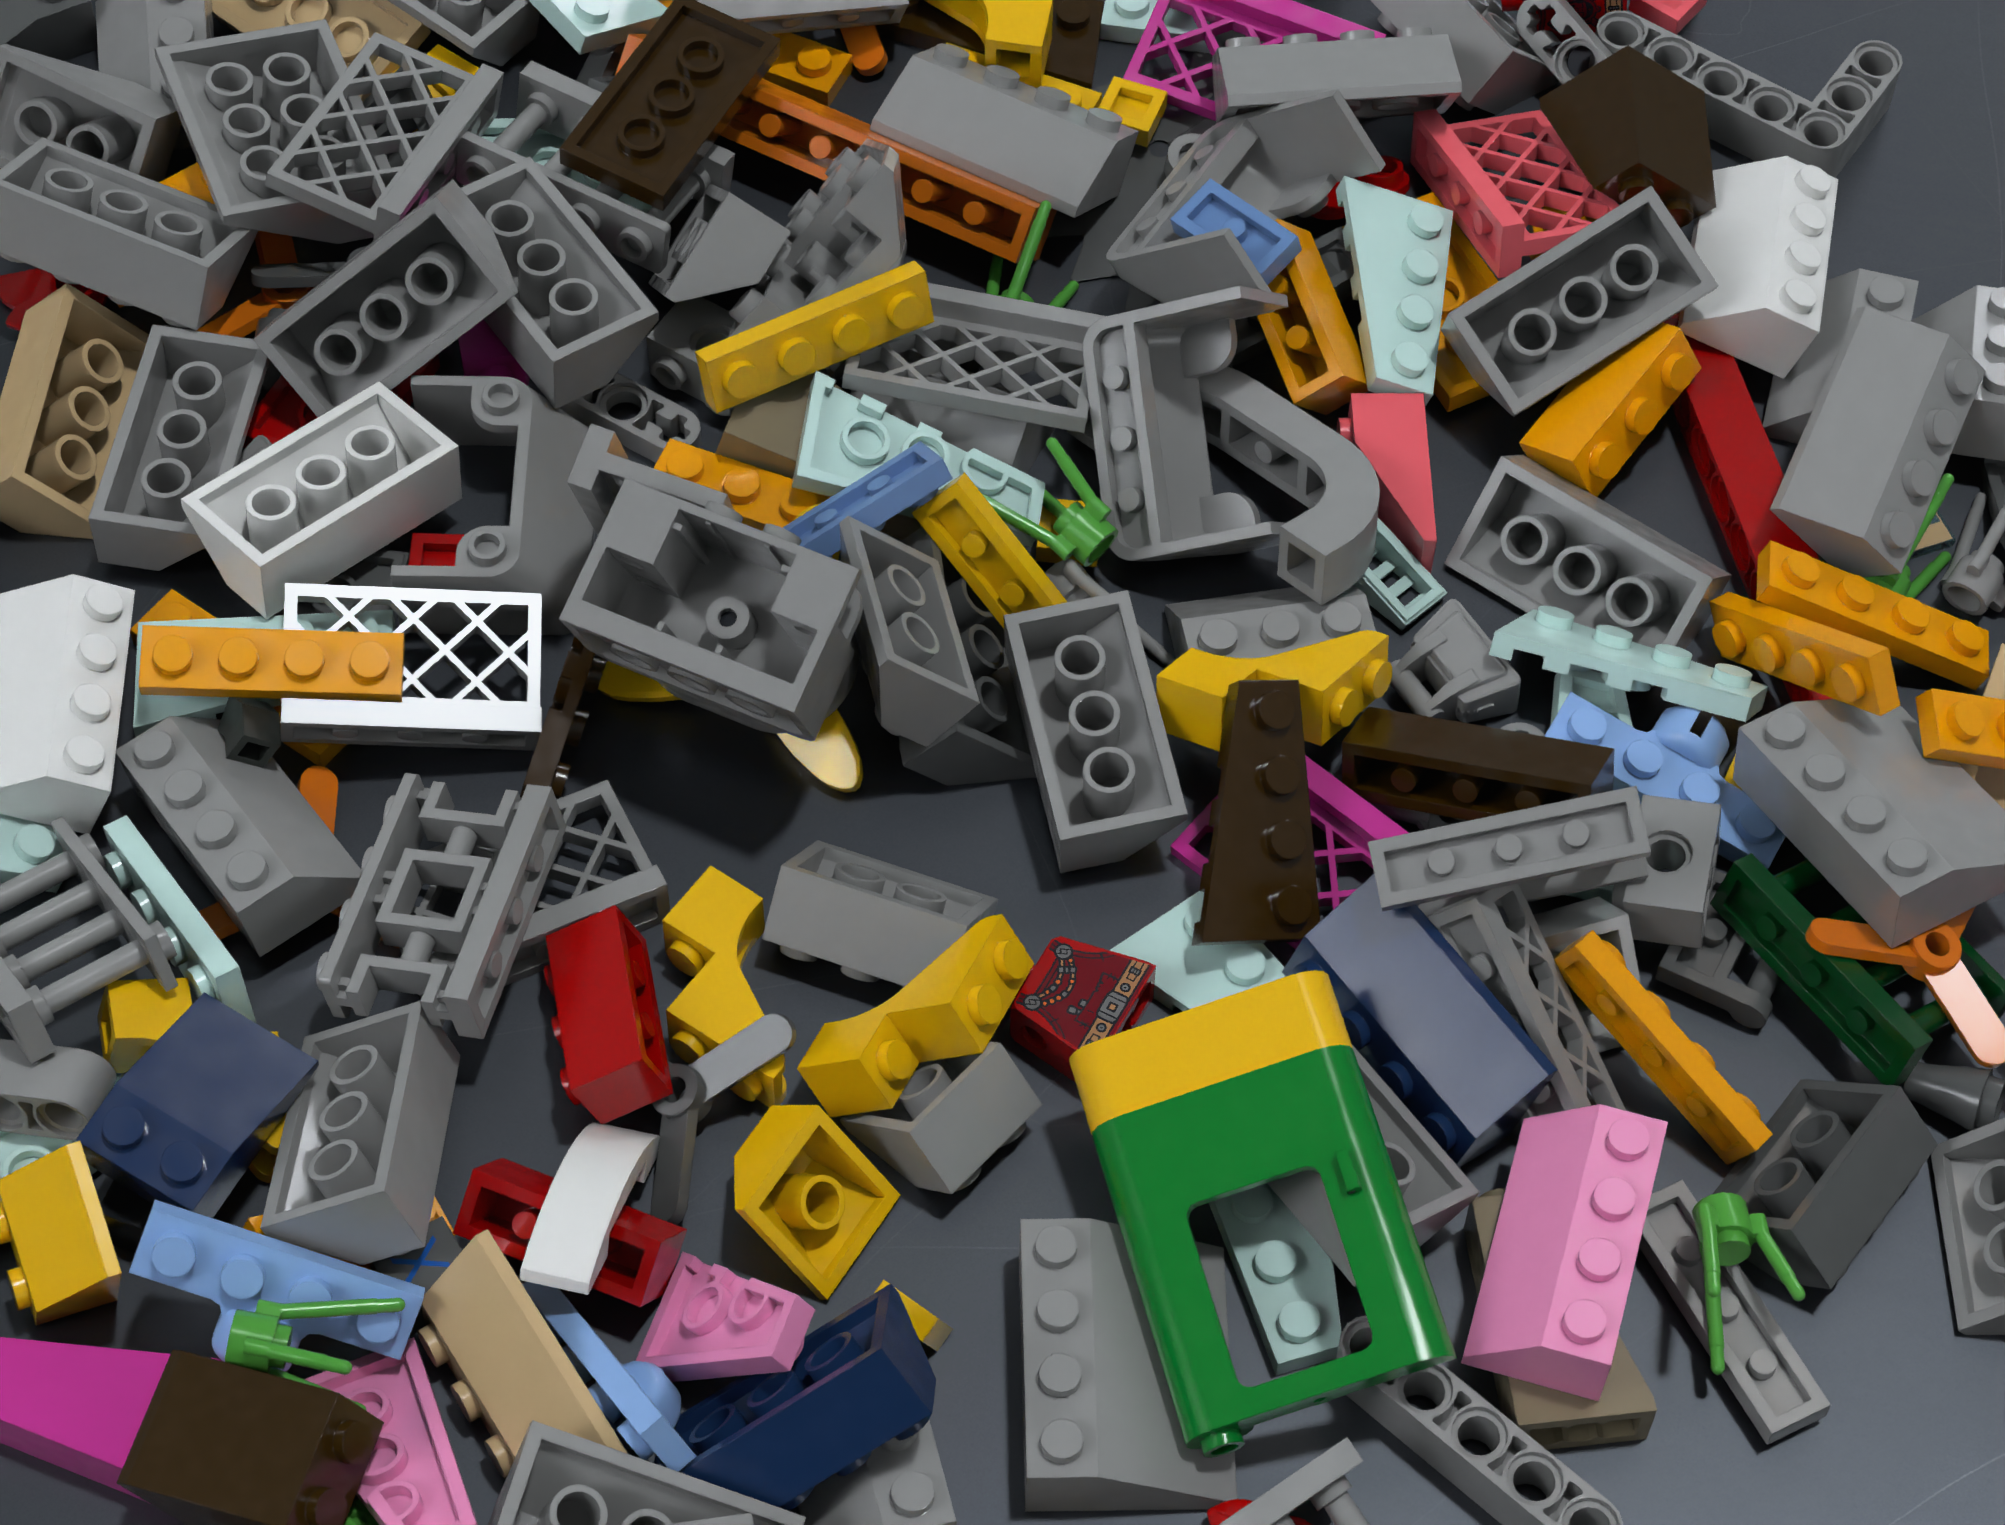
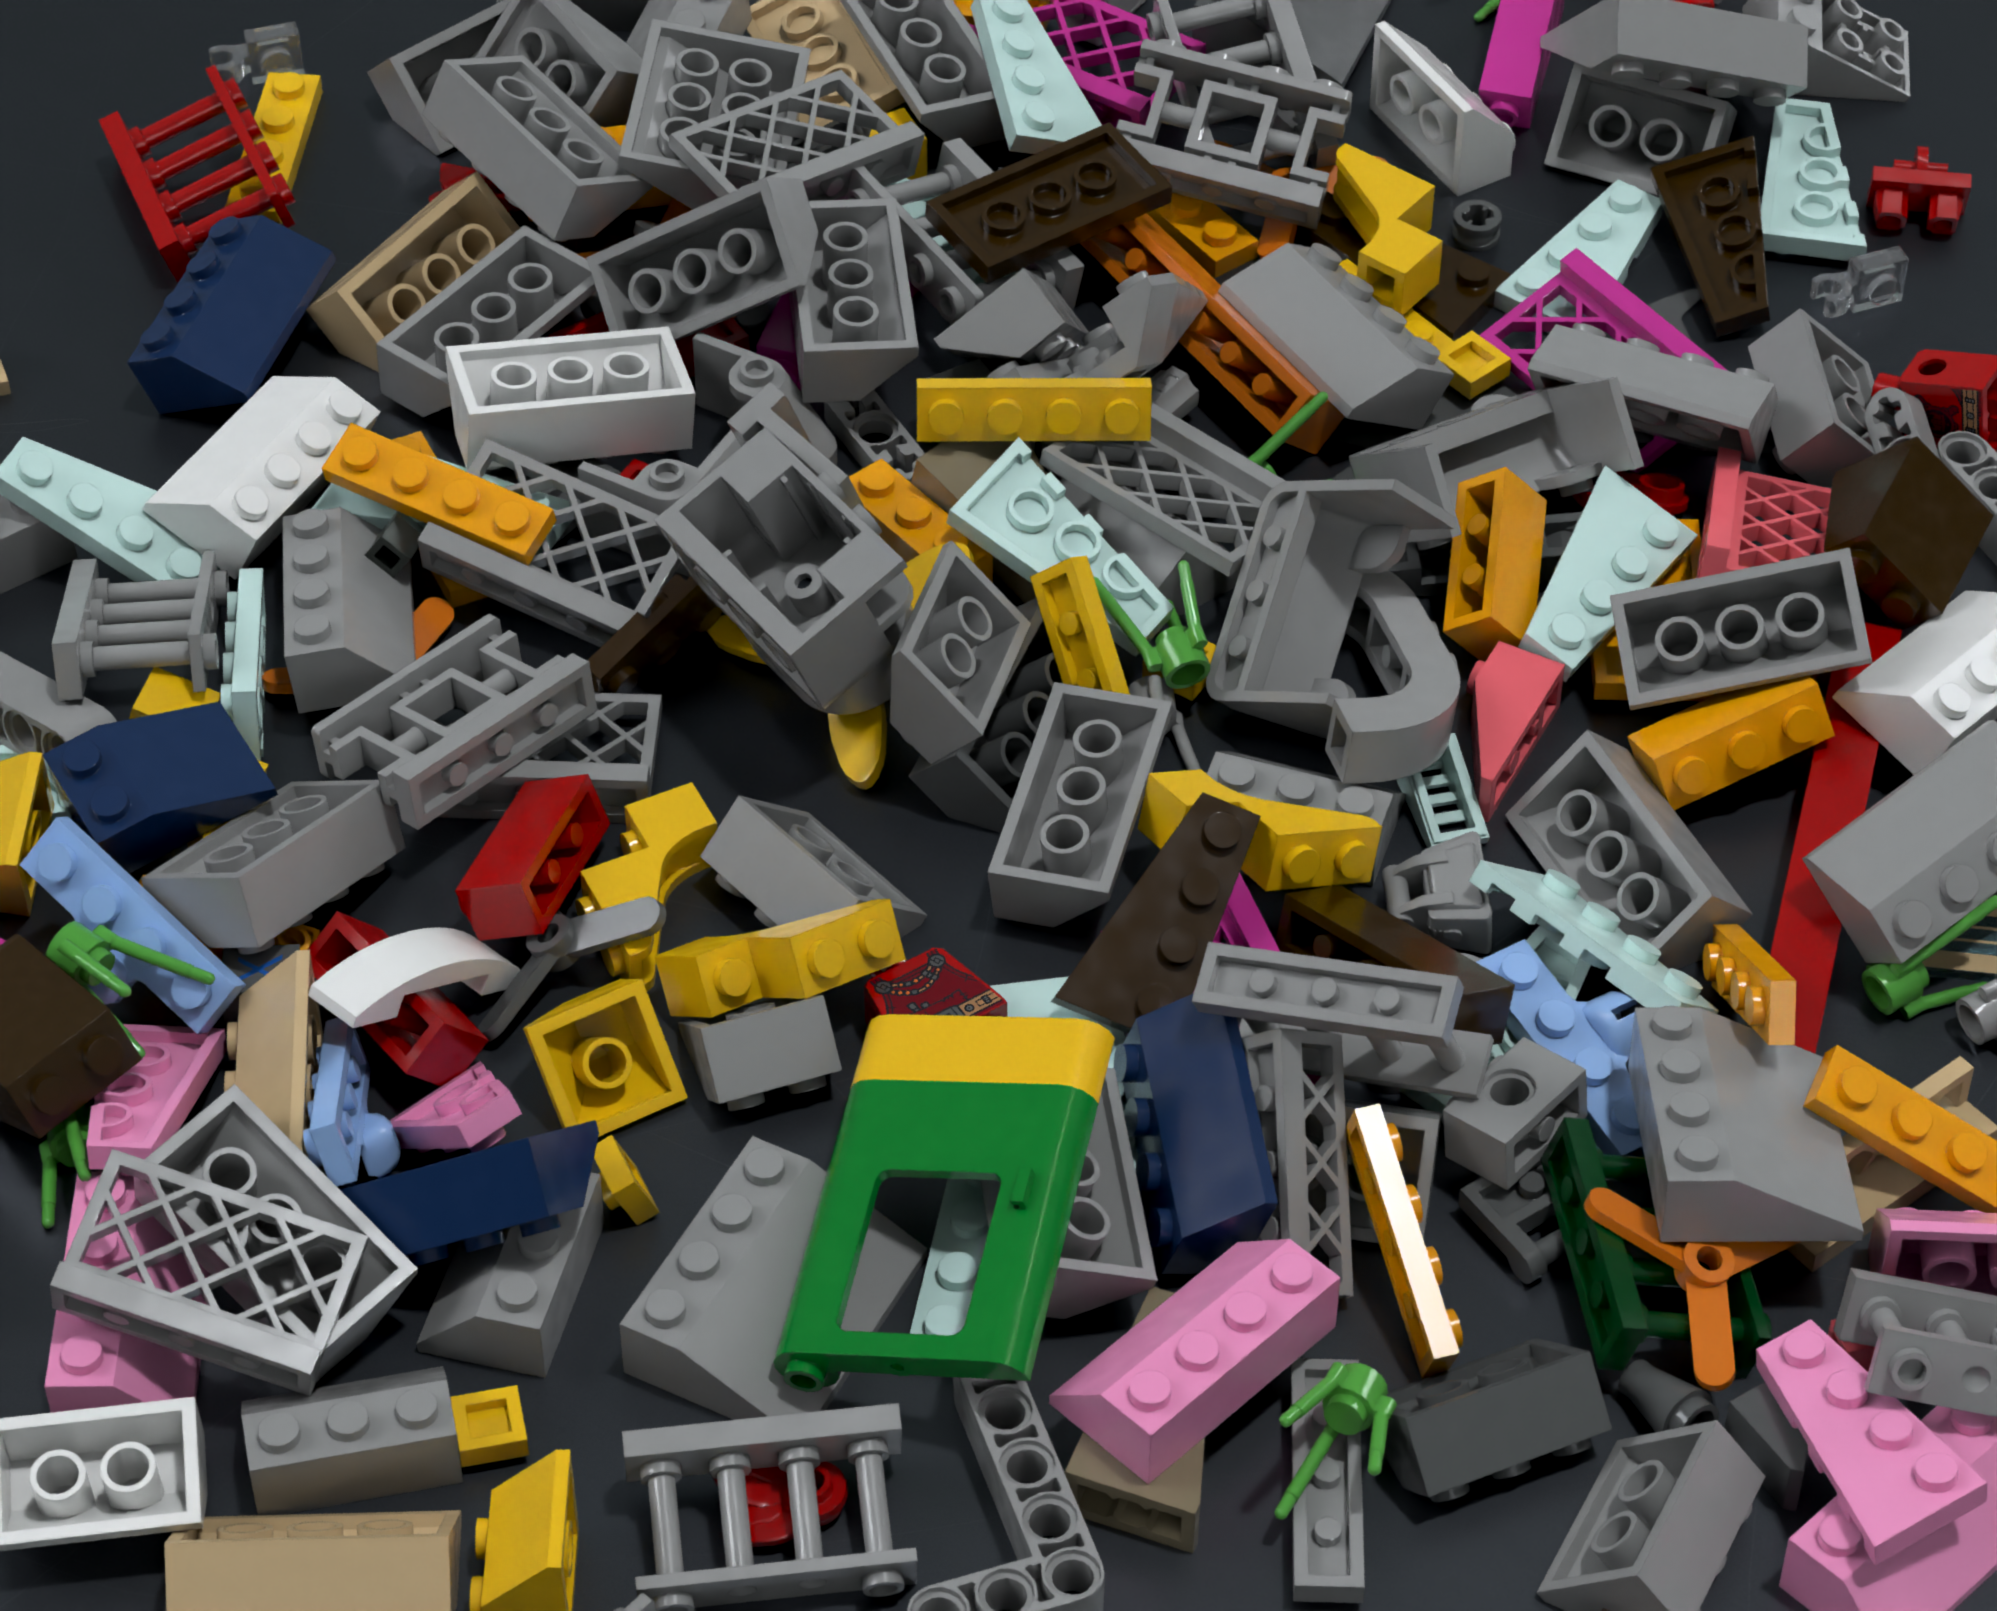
camera: 30 degrees right, 10 degrees down
(896, 485) = (1035, 545): medium blue plate -> none
(1262, 238) = (1466, 464): medium blue plate -> none
(1874, 613) = (1853, 987): light orange plate -> none

